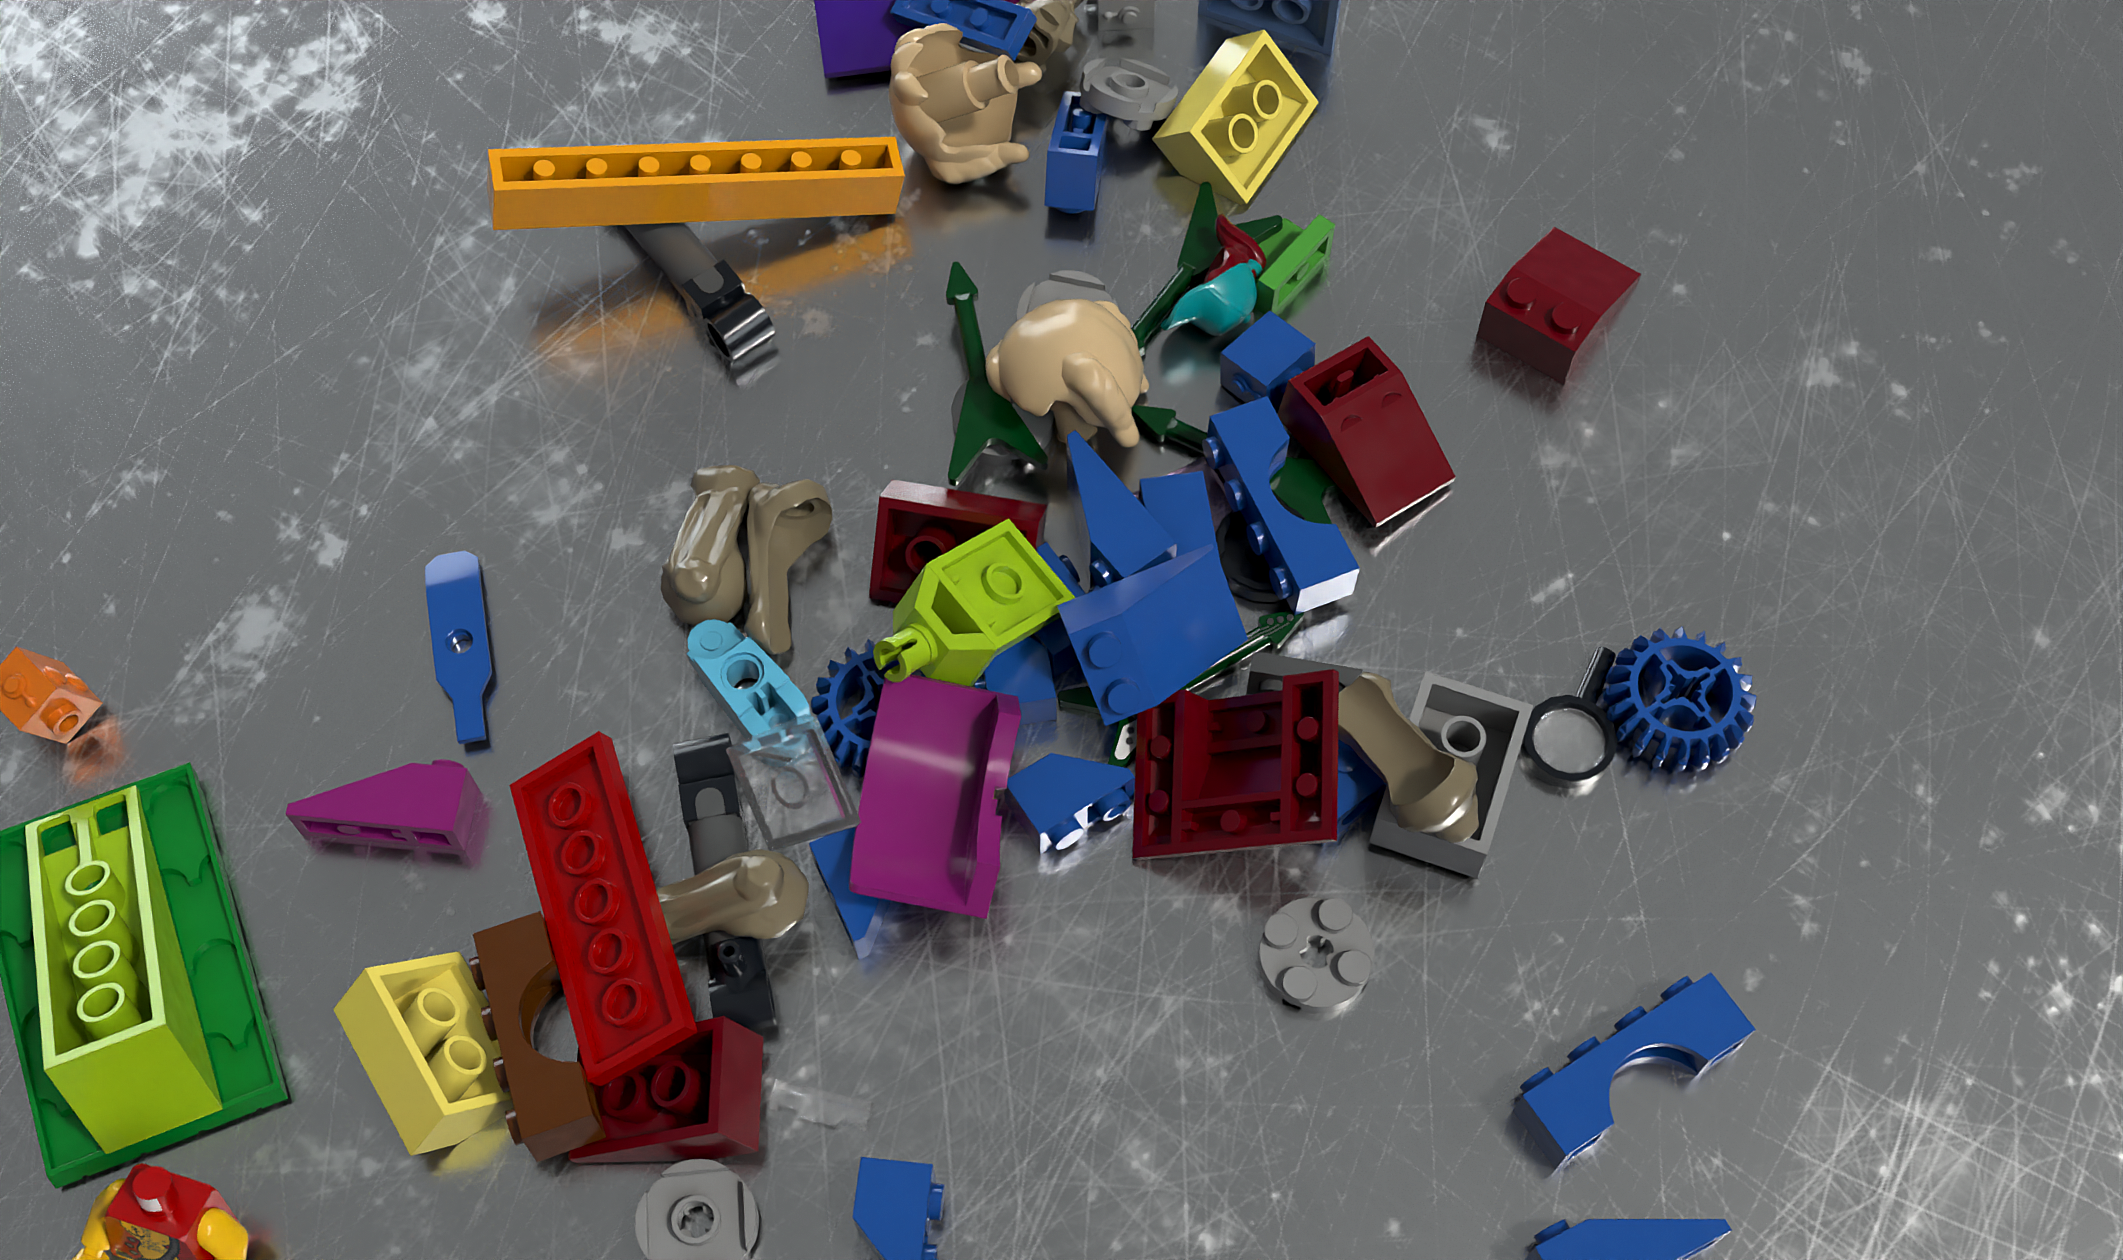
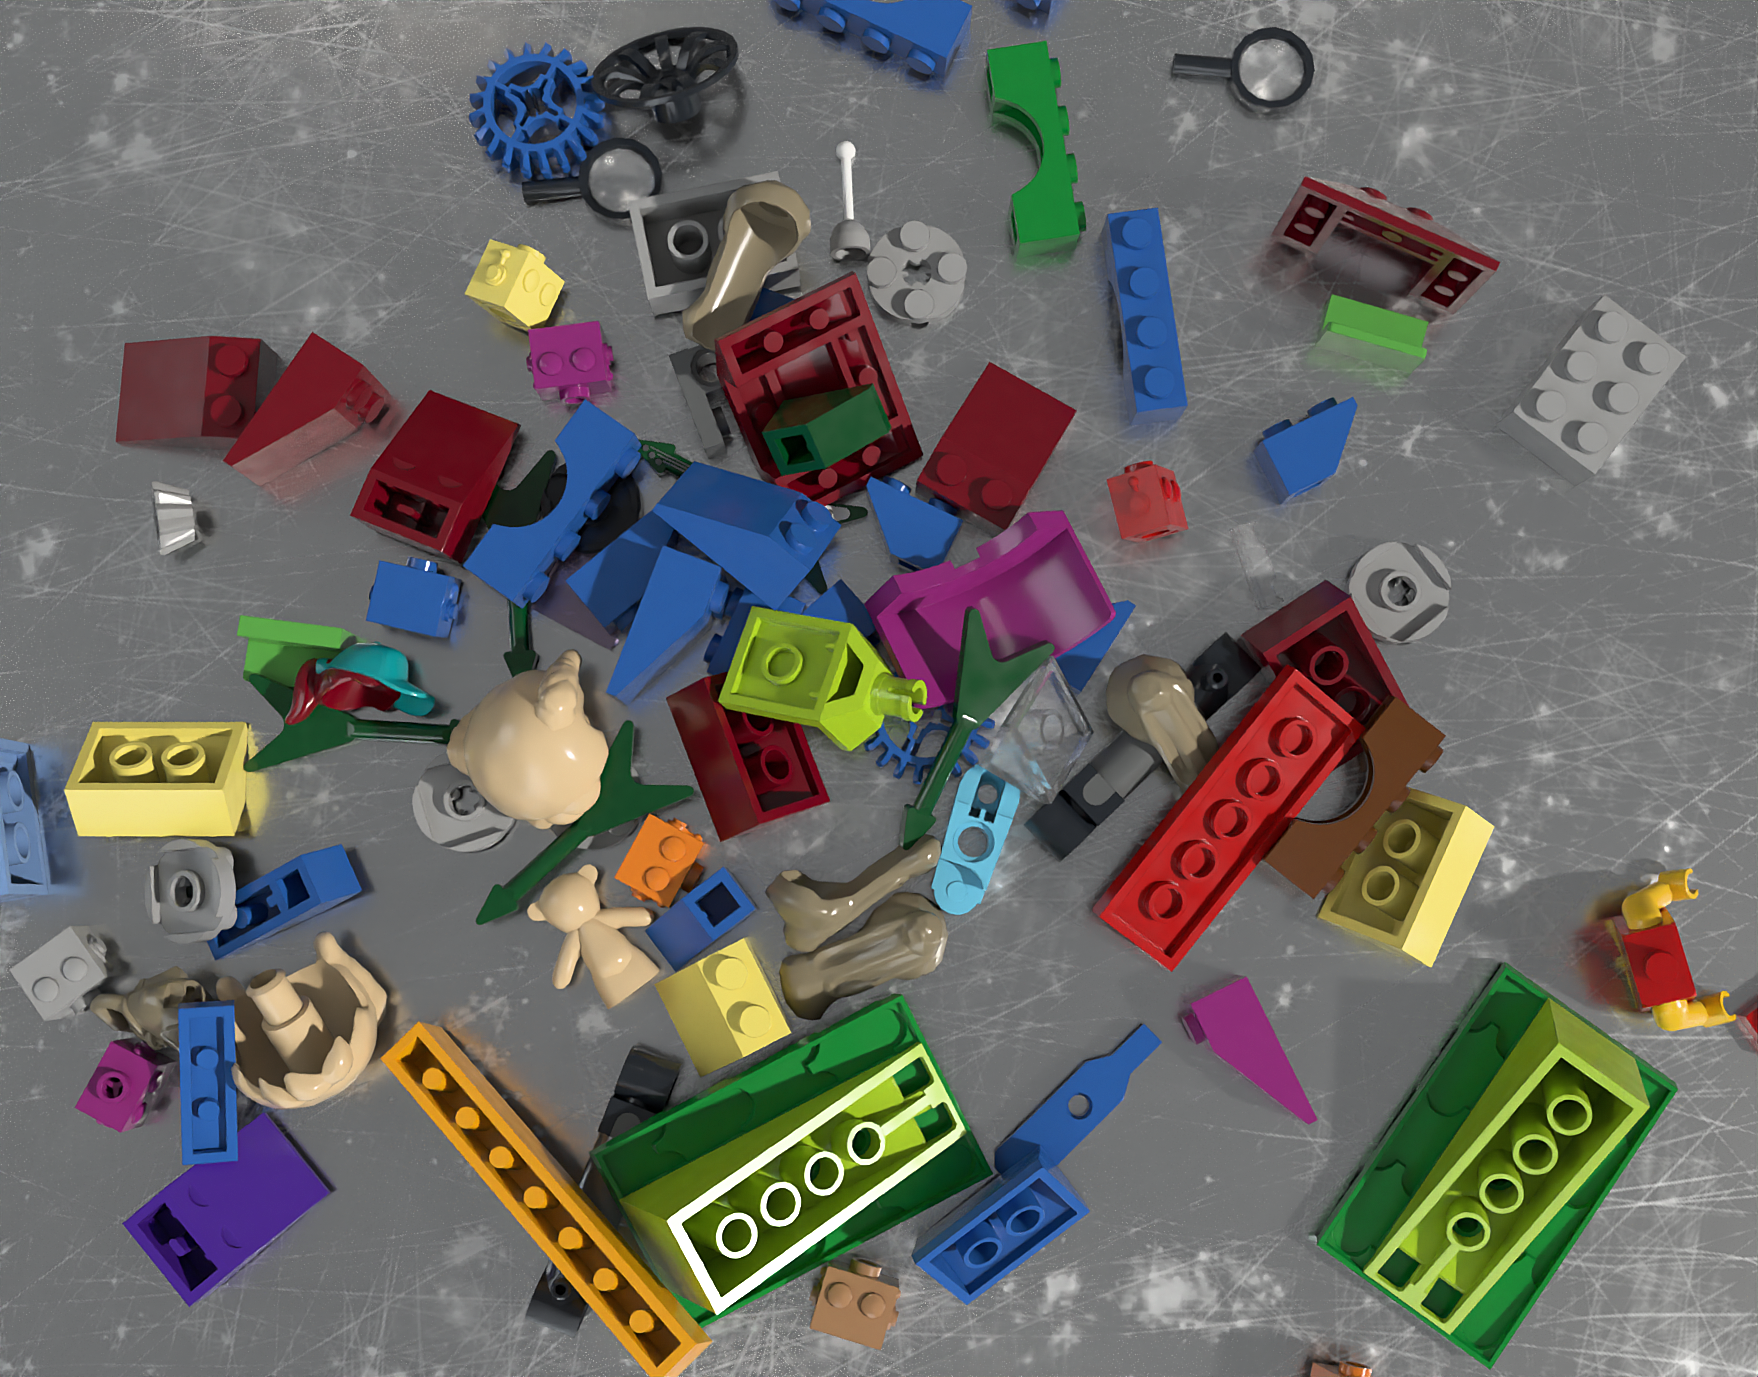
camera: 125 degrees left, 20 degrees up
(415, 516) = (1000, 1227): none -> blue slope
(445, 377) = (855, 1302): none -> medium nougat head
(587, 380) = (792, 1161): none -> piece
(752, 421) = (724, 1007): none -> light yellow slope
(839, 439) = (701, 918): none -> blue slope
(866, 740) = (979, 691): none -> dark green piece
(882, 348) = (613, 962): none -> tan piece
(909, 431) = (662, 861): none -> orange head
(945, 1017) = (1147, 502): none -> red head
(1093, 918) = (995, 450): none -> dark red slope
(1099, 1117) = (1144, 300): none -> blue arch
(1203, 750) = (824, 428): none -> dark green slope
(1392, 911) = (849, 238): none -> light grey hinge
(1409, 597) = (570, 362): none -> magenta head
(1449, 1169) = (1023, 91): none -> green arch
(1458, 225) = (172, 516): none -> light grey piece
(1494, 365) = (309, 409): none -> dark red slope
(1508, 581) = (515, 285): none -> light yellow head
(1636, 824) = (672, 88): none -> black wheel

